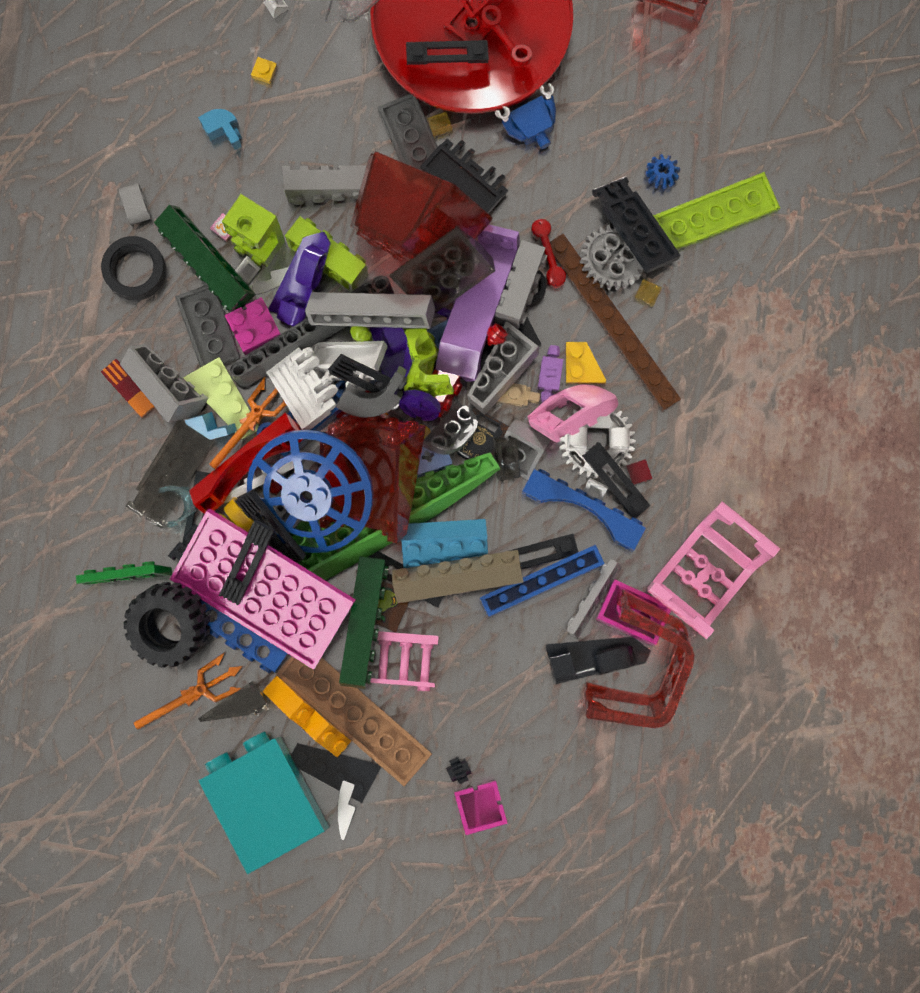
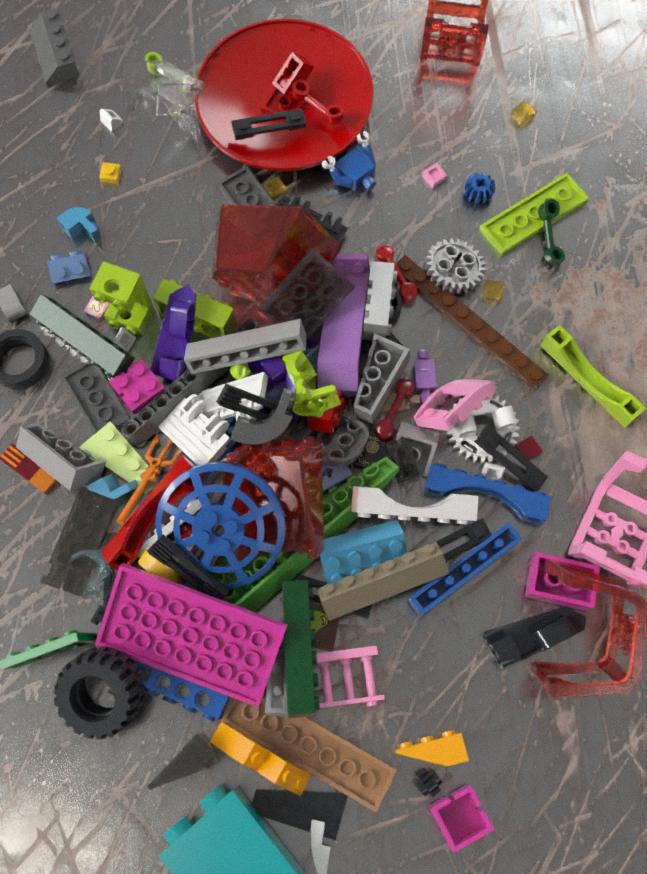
camera: 10 degrees left, 10 degrees down
(194, 692) = (139, 759): orange piece -> none
(202, 174) = (69, 267): none -> medium blue bracket
(233, 588) = (162, 639): black container -> none
(264, 286) = (151, 347): white sticker -> none
(322, 183) = (179, 252): light grey wedge -> none
(334, 654) = (276, 688): none -> light grey plate
(420, 404) = (311, 423): dark purple tile -> none
(480, 746) = (443, 751): none -> light orange slope
(495, 423) = (385, 428): none -> dark red piece
(496, 335) = (368, 346): red plate -> none
(547, 517) = (374, 501): none -> white arch
(581, 365) = (450, 364): yellow wing -> none
(589, 605) = (520, 568): light grey plate -> none
(618, 145) = (434, 175): none -> bright pink tile
(636, 225) = (469, 234): black hinge -> none
(726, 217) = (547, 212): none -> dark green piece
(735, 433) = (617, 402): none -> lime arch
(736, 88) = (523, 112): none -> clear yellow tile

